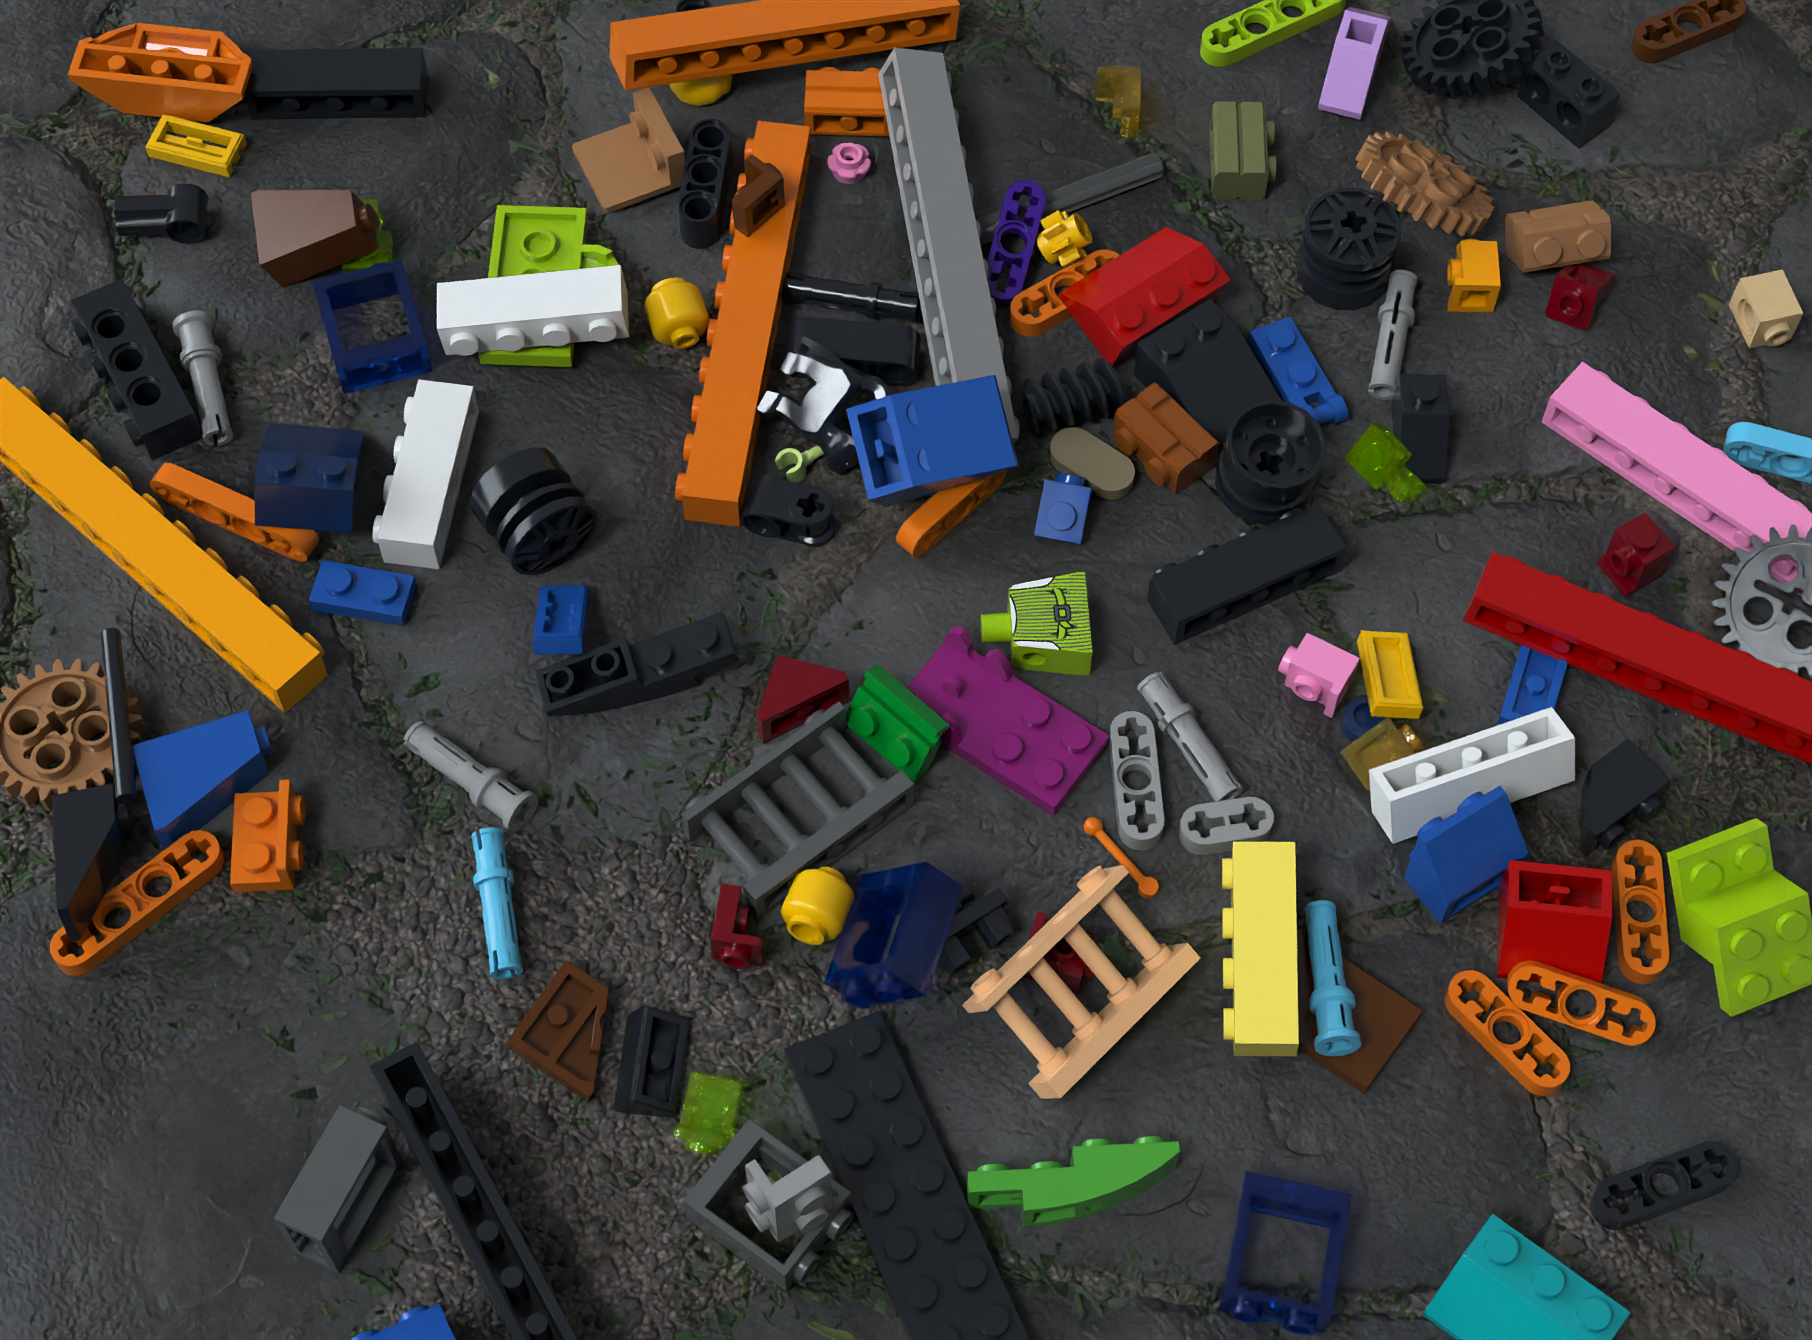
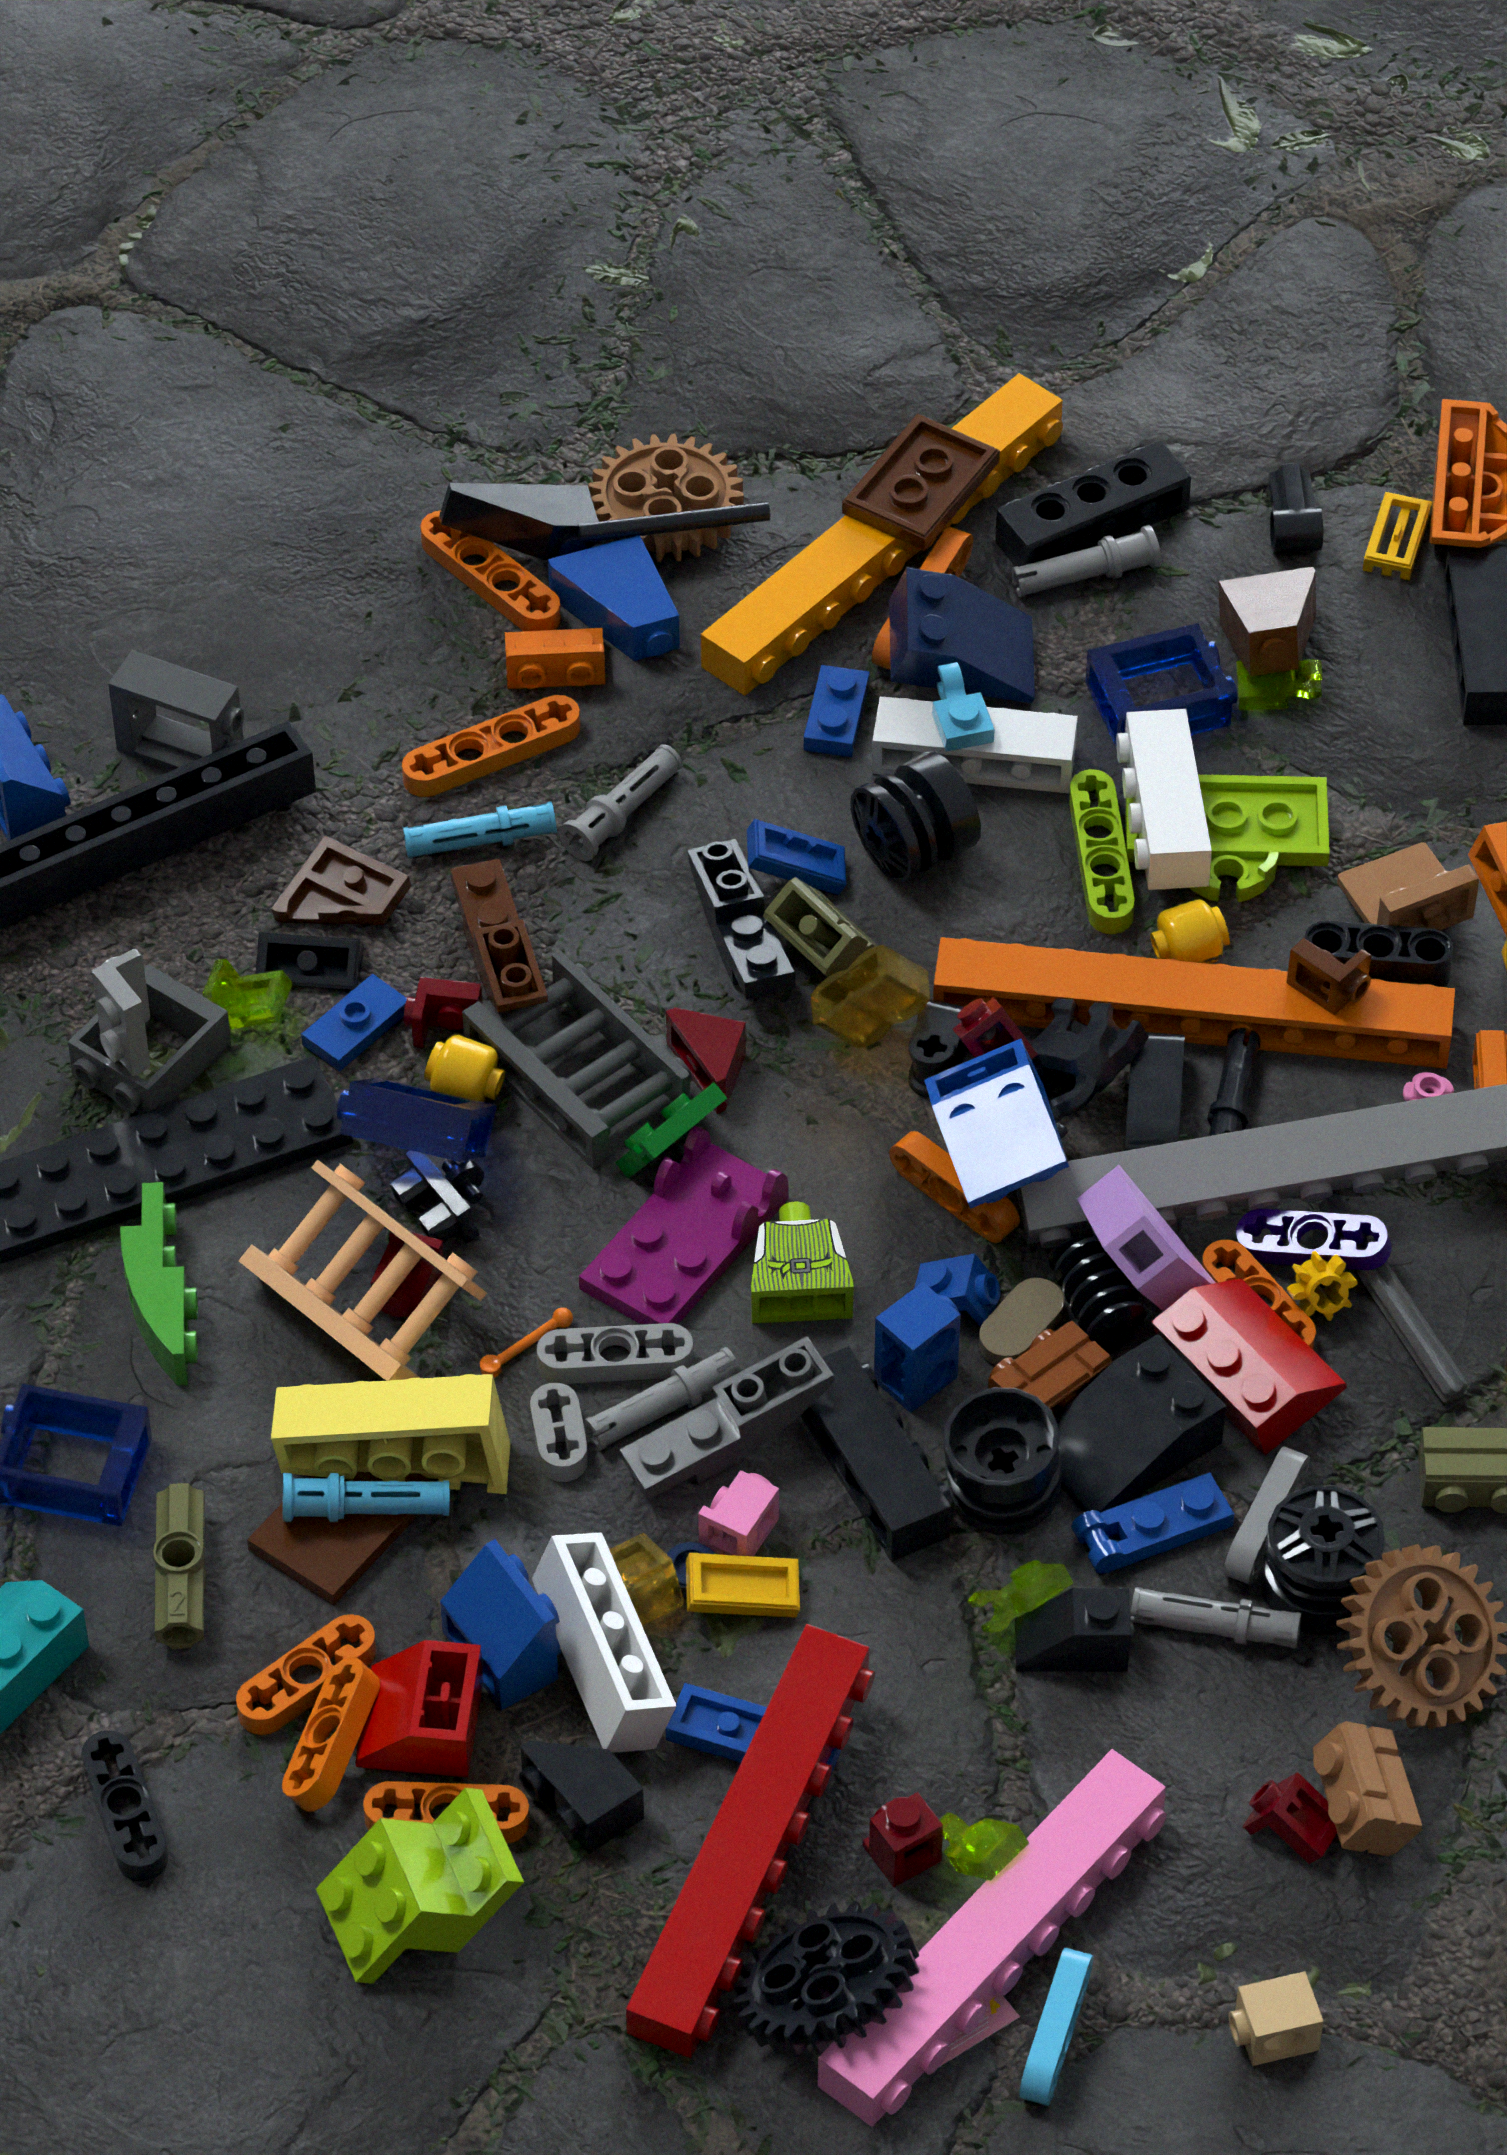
camera: 90 degrees right, 10 degrees down
(101, 493) = (920, 481): none -> reddish brown tile
(378, 897) = (495, 751): none -> orange beam
(419, 466) = (960, 717): none -> medium azure plate
(559, 391) = (1101, 851): none -> lime beam
(658, 879) = (497, 937): none -> reddish brown slope
(664, 594) = (817, 927): none -> olive brick
(735, 1015) = (355, 1022): none -> blue plate
(755, 542) = (870, 996): none -> clear yellow brick
(805, 454) = (981, 1016): none -> dark red brick
(1038, 349) = (1141, 1240): none -> lavender slope
(1150, 522) = (917, 1346): none -> blue brick
(1226, 674) = (738, 1421): none -> dark grey slope
(1317, 301) = (1249, 1544): none -> light grey beam
(1438, 1140) = (180, 1589): none -> olive piece
(1474, 277) = (1306, 1702): light orange brick -> none
(1650, 490) = (983, 1847): none -> clear neon green plate

